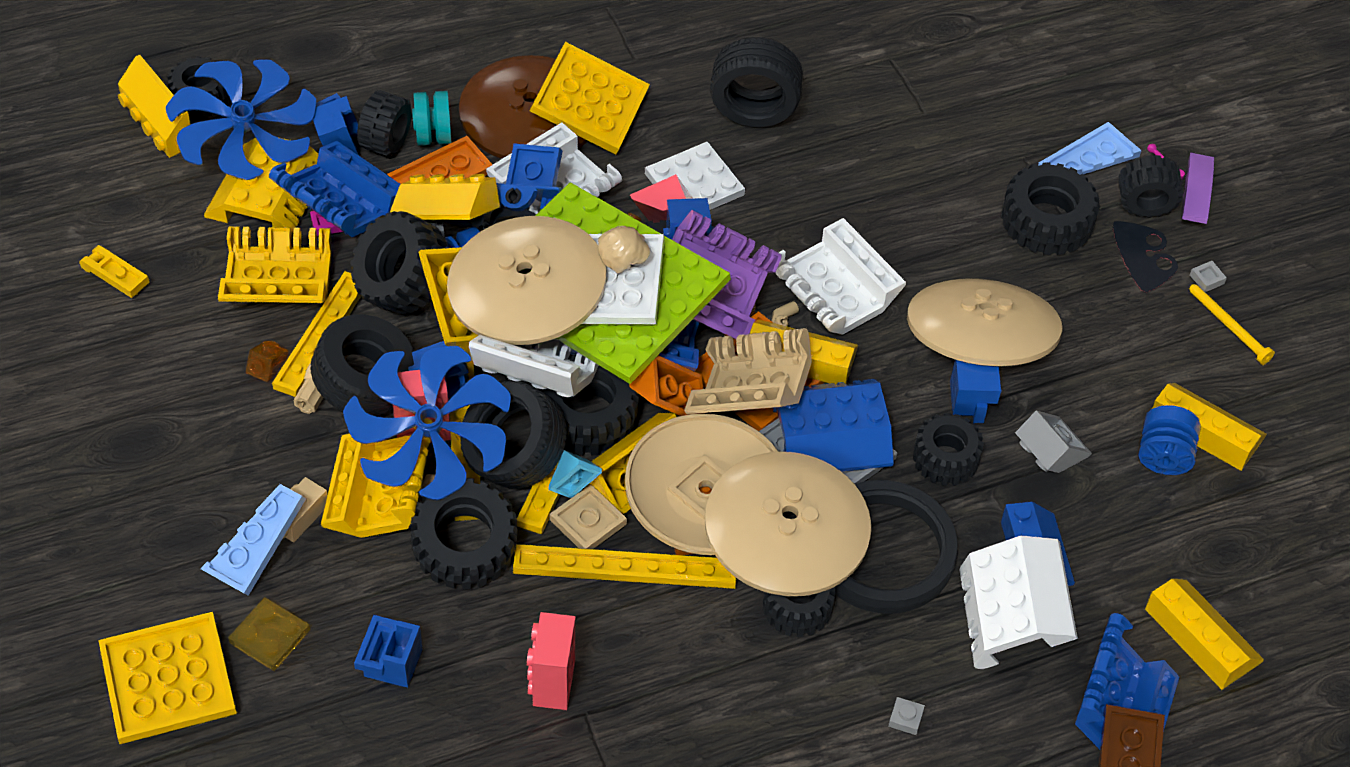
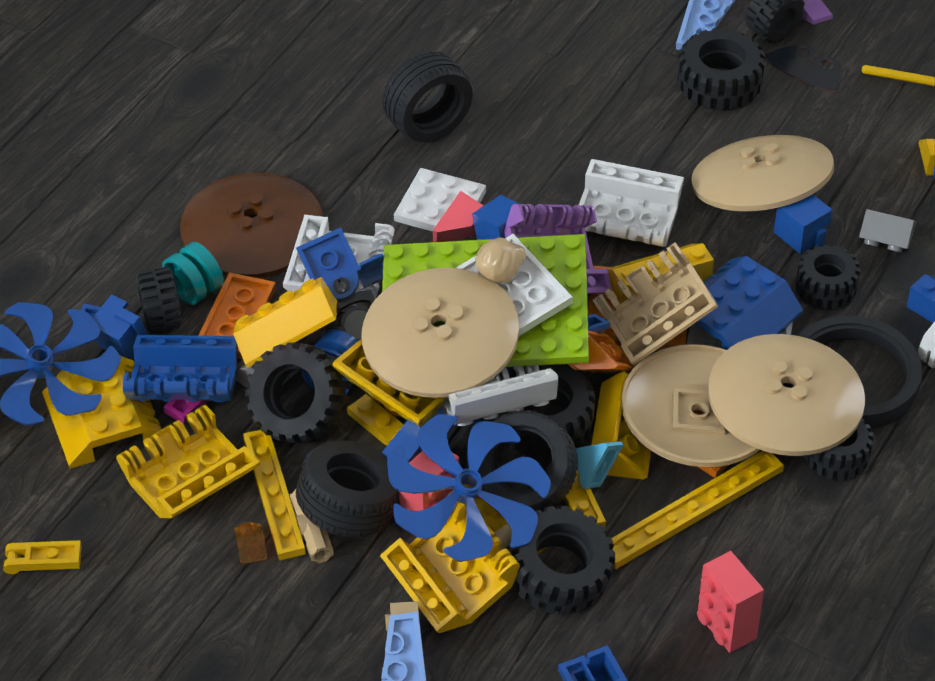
camera: 35 degrees left, 5 degrees down
(588, 518) = (629, 492): tan plate -> none
(590, 97) = (300, 185): yellow plate -> none
(781, 314) = (608, 257): tan arm -> none
(1208, 276) = (867, 54): light grey plate -> none

